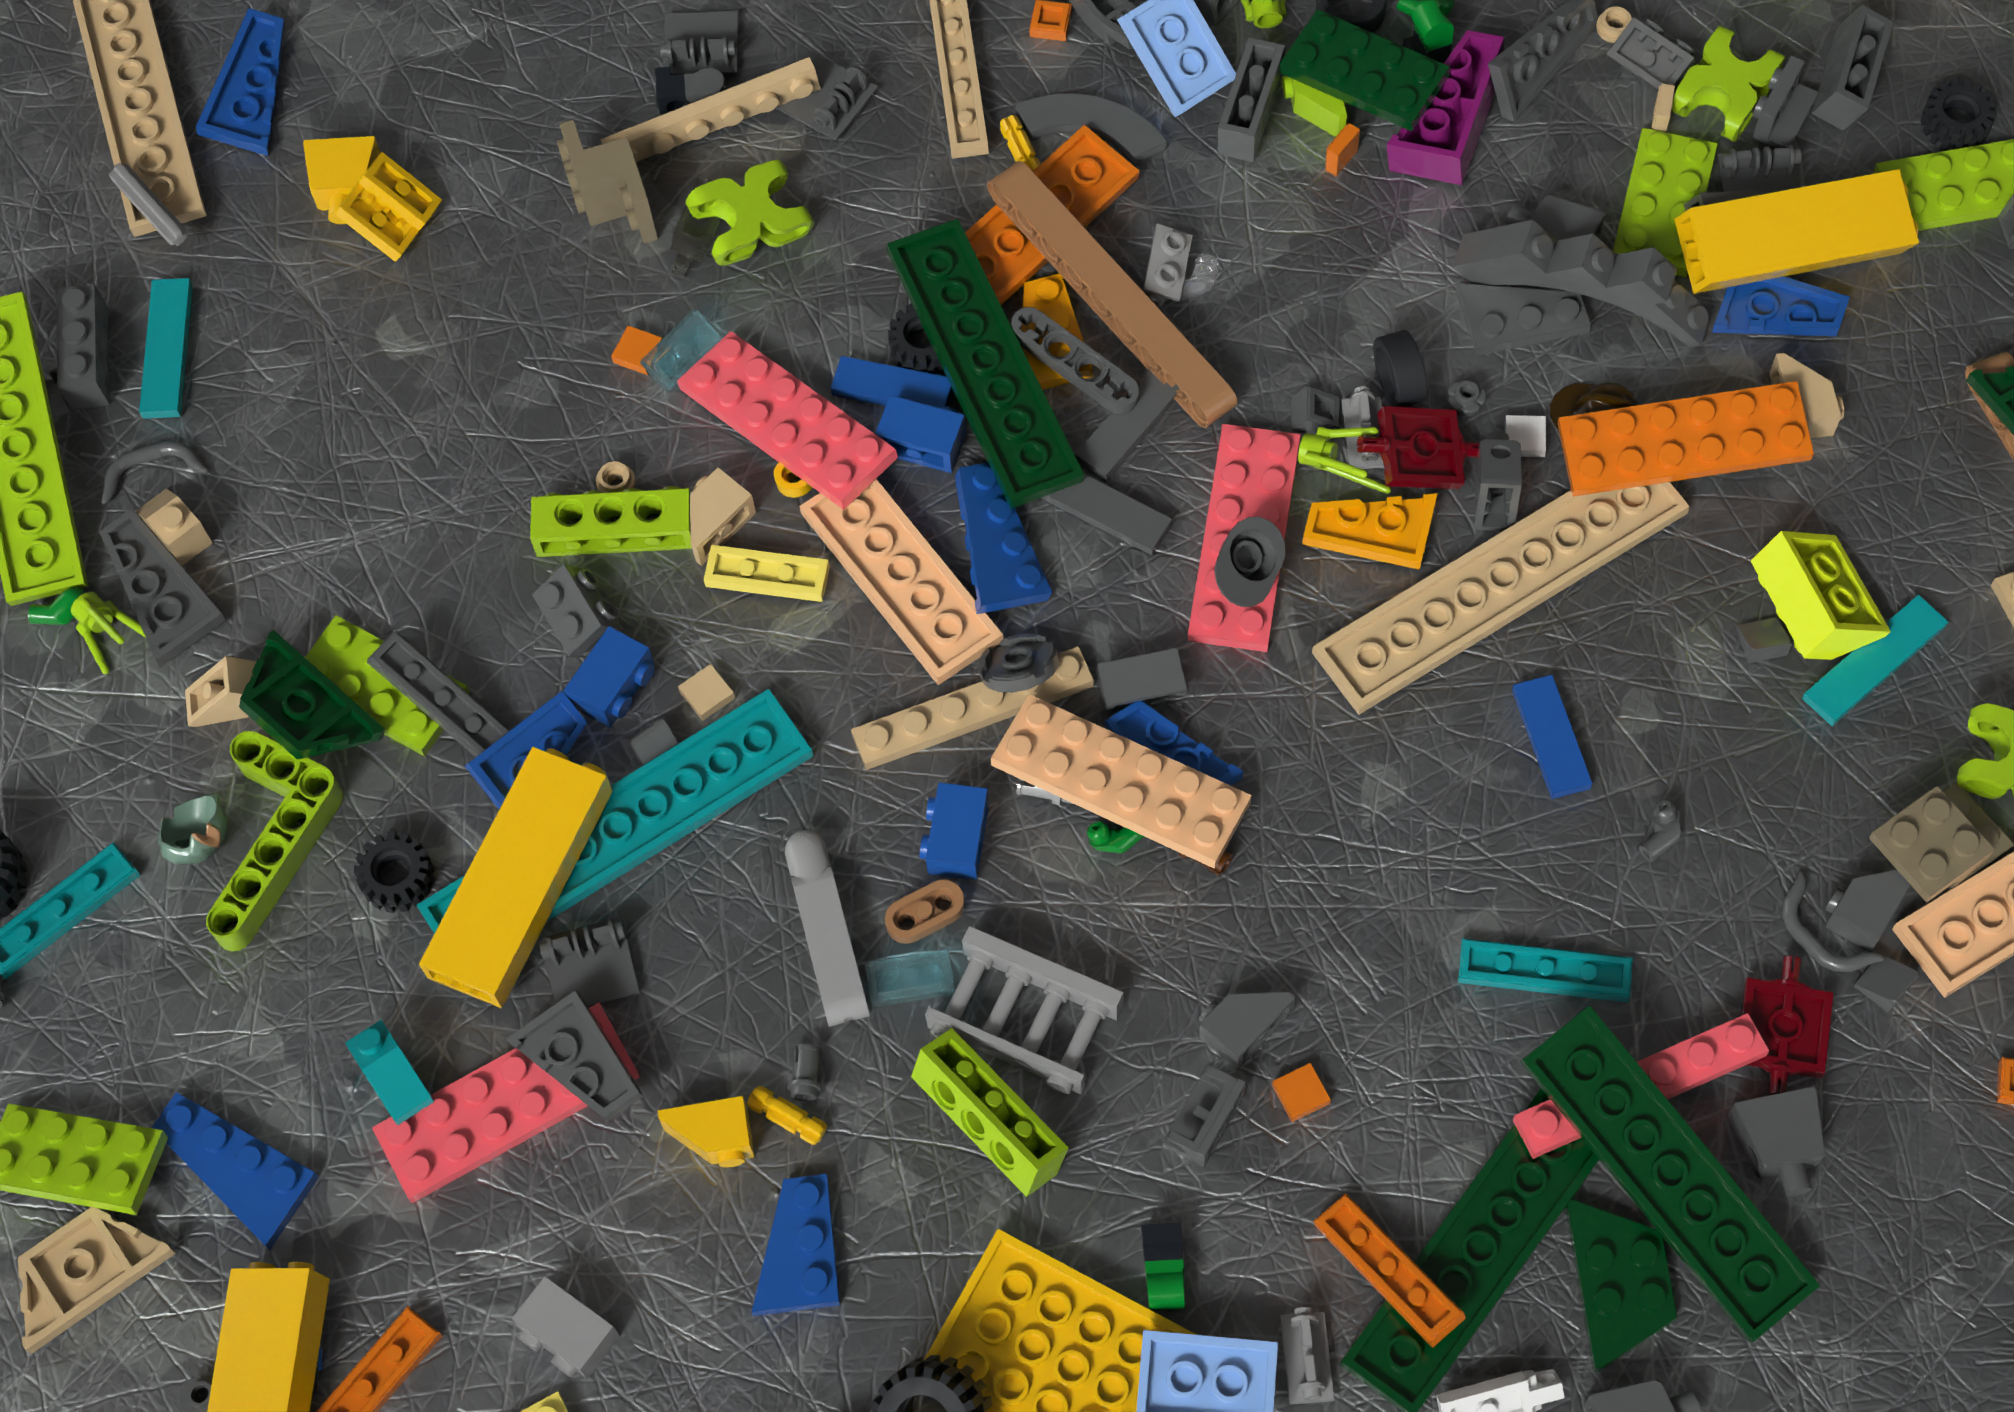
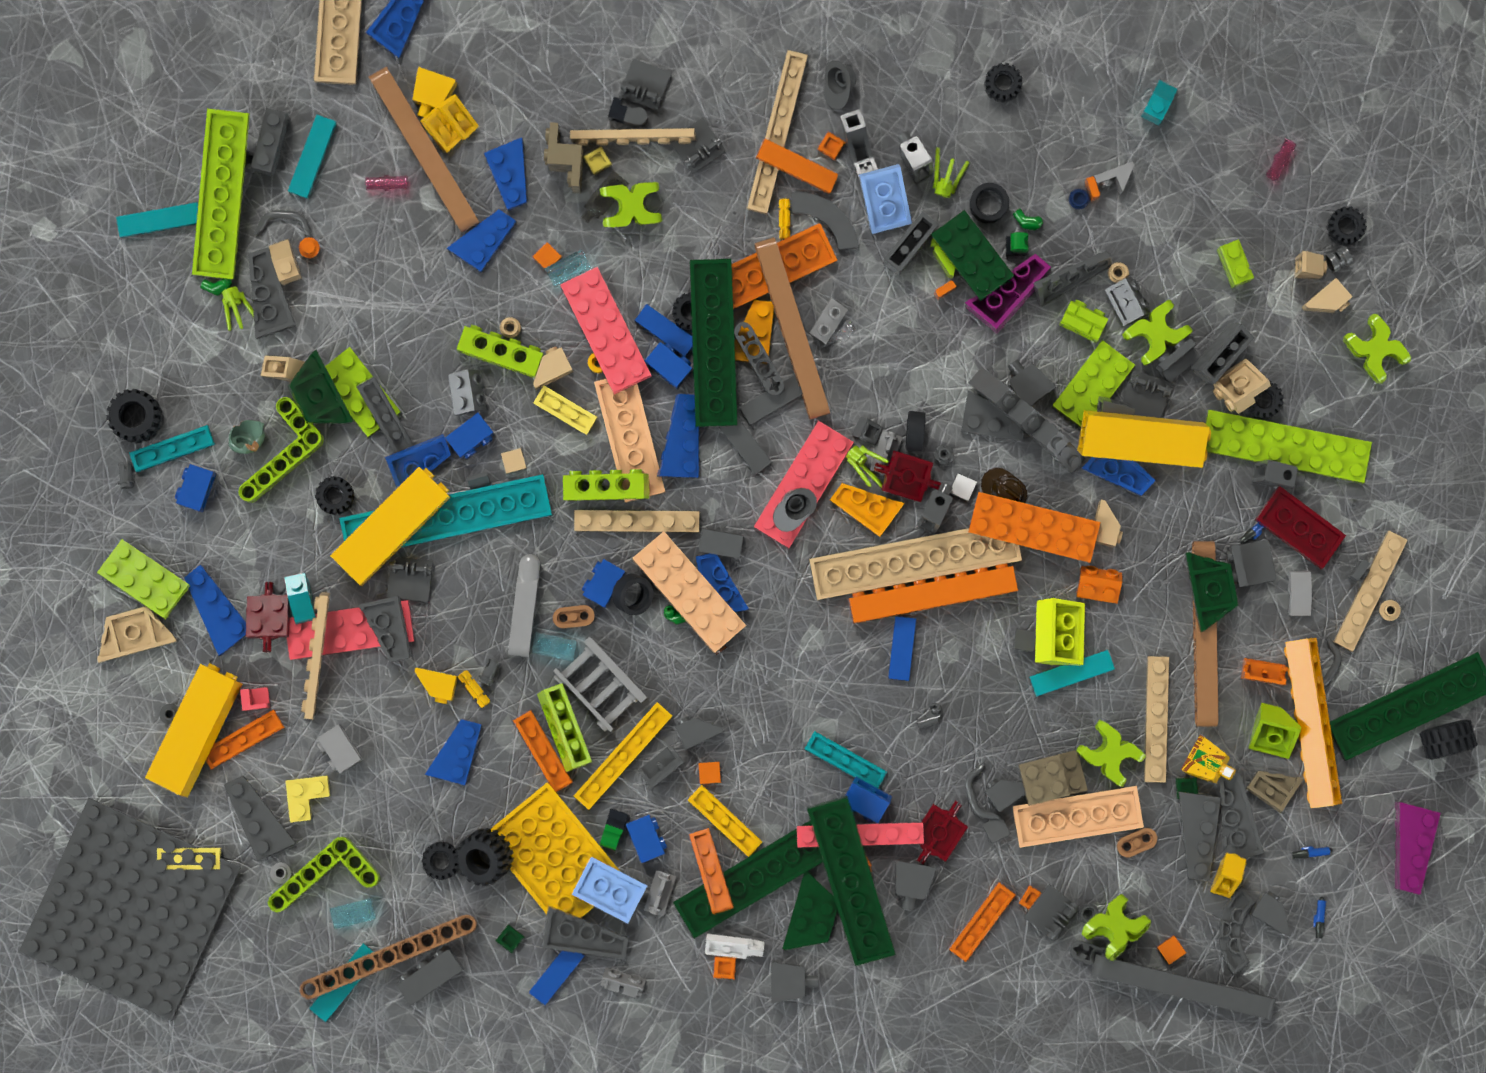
camera: 15 degrees right, 20 degrees up
(124, 957) = (195, 488): none -> blue brick
(148, 204) = (327, 72): light grey axle -> none
(208, 487) = (309, 247): none -> orange plate
(311, 337) = (386, 182): none -> clear pink pin
(338, 1134) = (267, 617): none -> plate
(361, 266) = (423, 149): none -> medium nougat beam
(364, 1302) = (255, 699): none -> coral panel
(458, 1182) = (314, 664): none -> tan plate
(515, 366) = (483, 240): none -> blue wing
(520, 249) = (509, 173): none -> blue wing
(666, 179) = (597, 160): none -> light yellow tile
(914, 663) = (574, 492): none -> lime brick
(965, 1178) = (542, 751): none -> orange tile
(996, 835) = (621, 588): none -> black tyre
(1007, 60) = (797, 166): none -> orange tile
(1018, 663) = (666, 510): dark grey tile -> none
(1122, 1126) = (623, 756): none -> yellow plate
(1235, 1259) = (646, 839): none -> blue brick
(1370, 1170) = (725, 820): none -> yellow tile
(1560, 622) = (933, 594): none -> orange brick
(1597, 110) = (1084, 321): none -> lime brick
(1633, 1018) = (868, 800): none -> blue brick
(1662, 107) = (1116, 335): tan tile -> none
(1845, 497) = (1099, 584): none -> orange bracket
(1911, 101) = (1240, 386): none -> tan plate
(1949, 1163) = (982, 922): none -> orange tile

